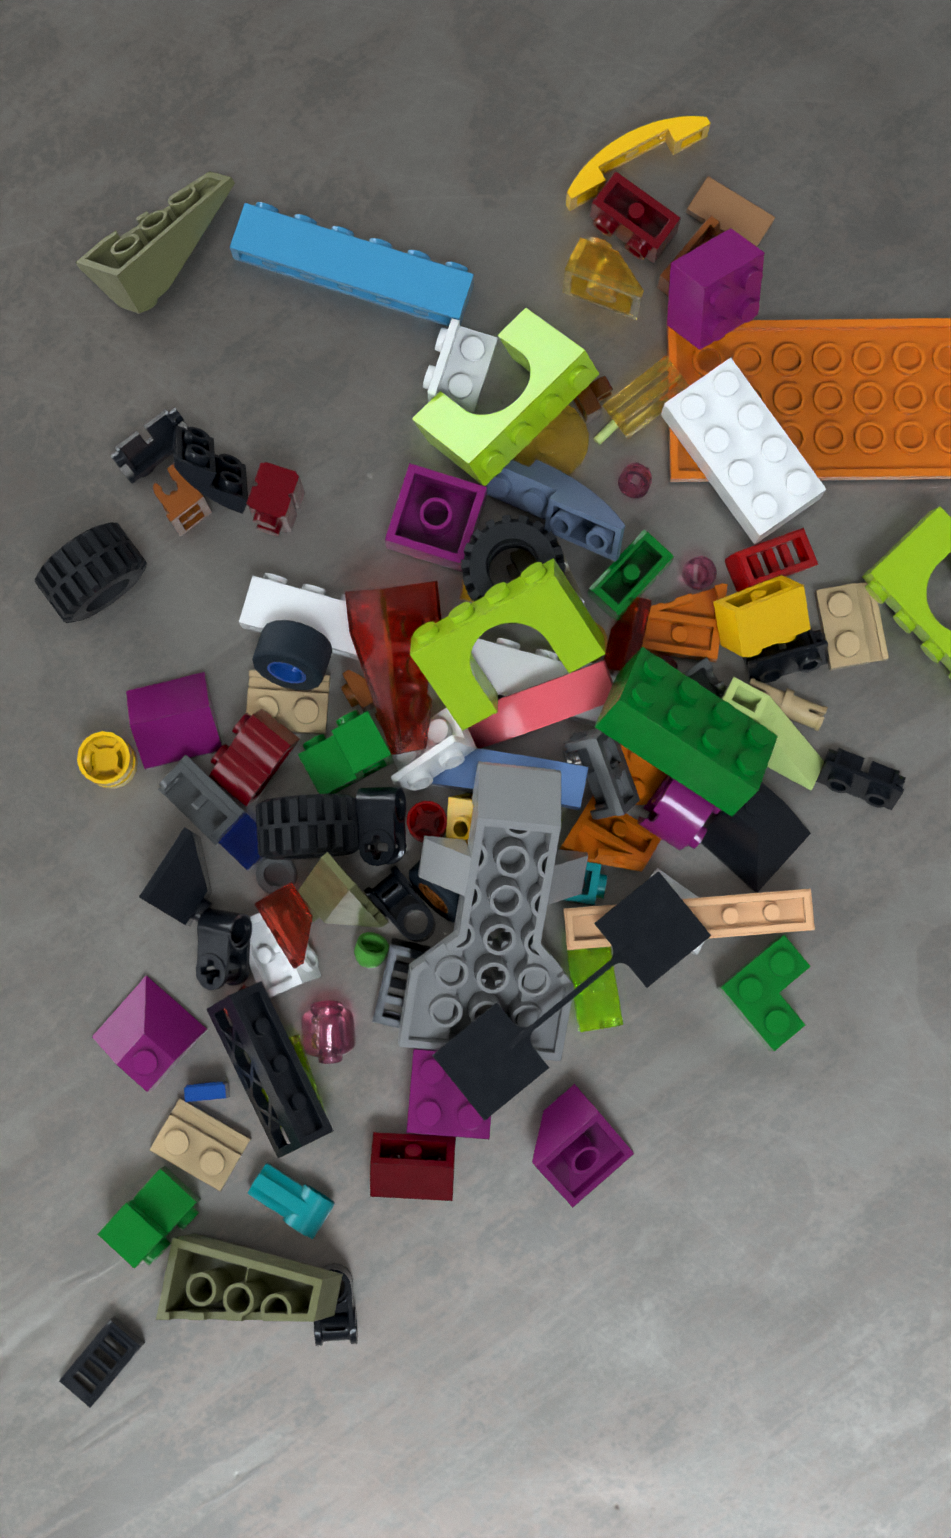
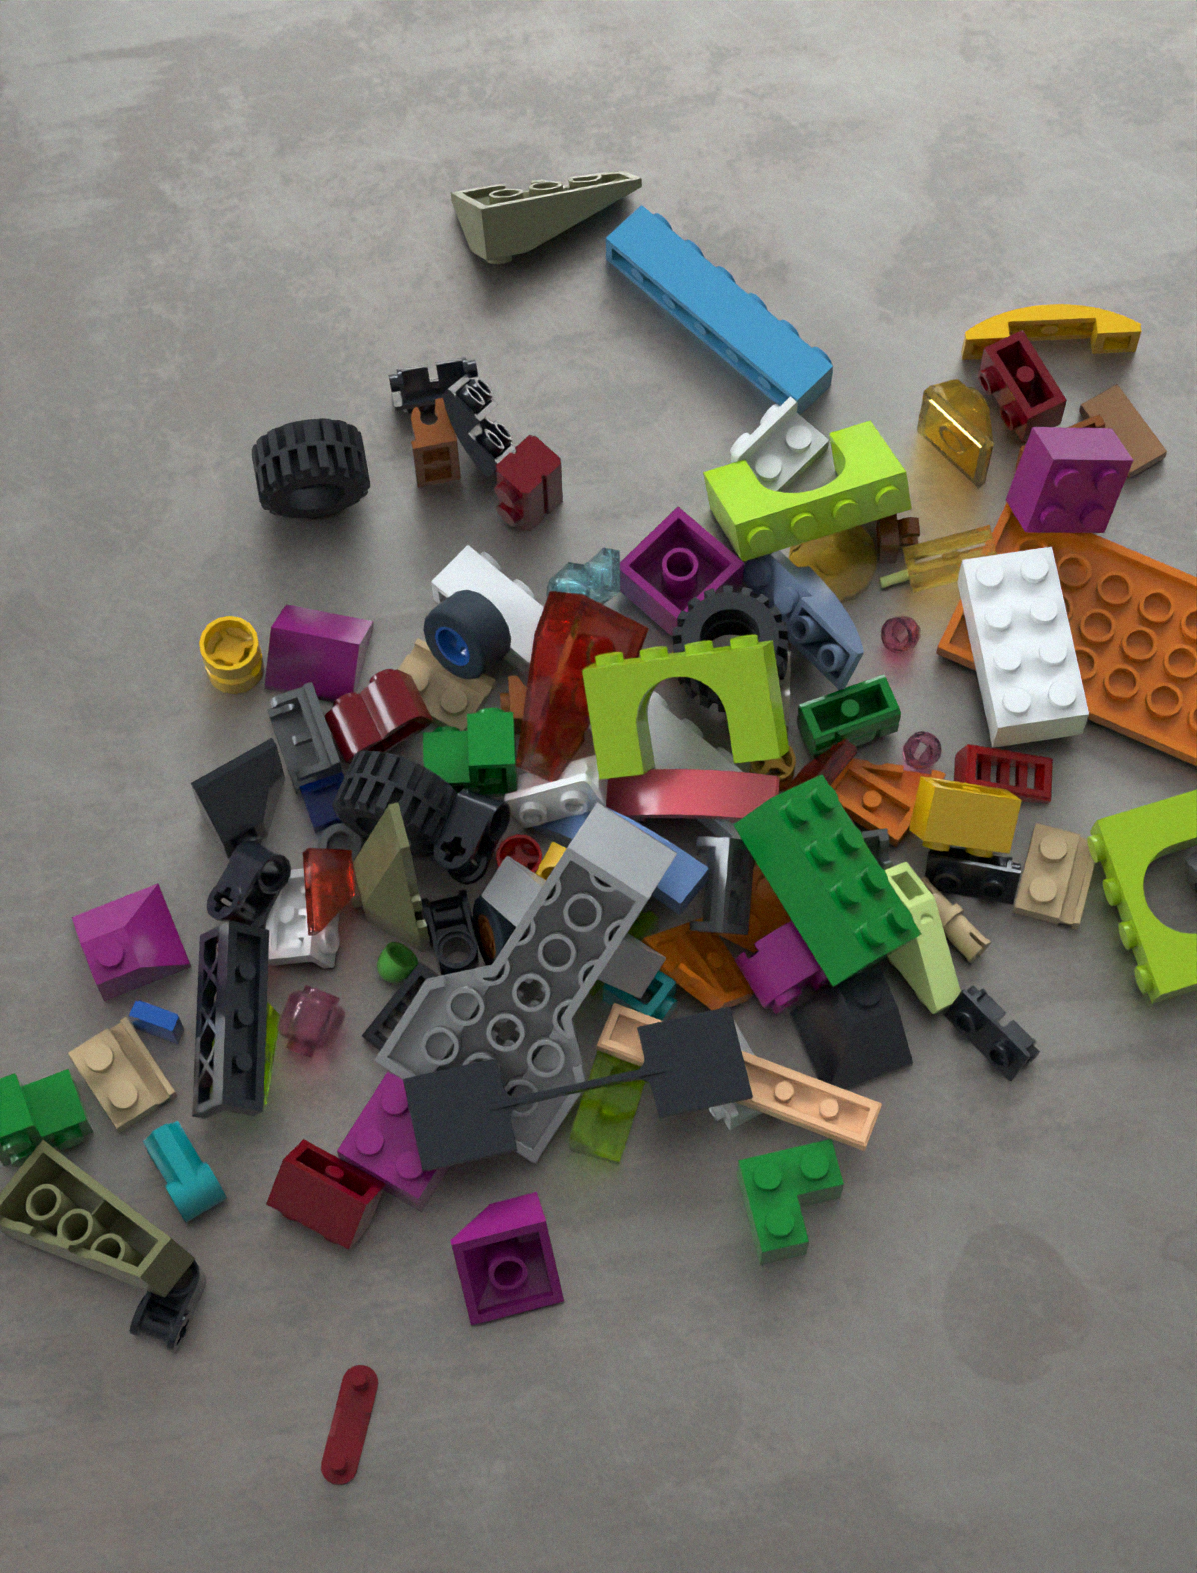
camera: 25 degrees right, 15 degrees down
(364, 563) = (596, 579): none -> clear light blue slope
(518, 1328) = (349, 1425): none -> dark red piece

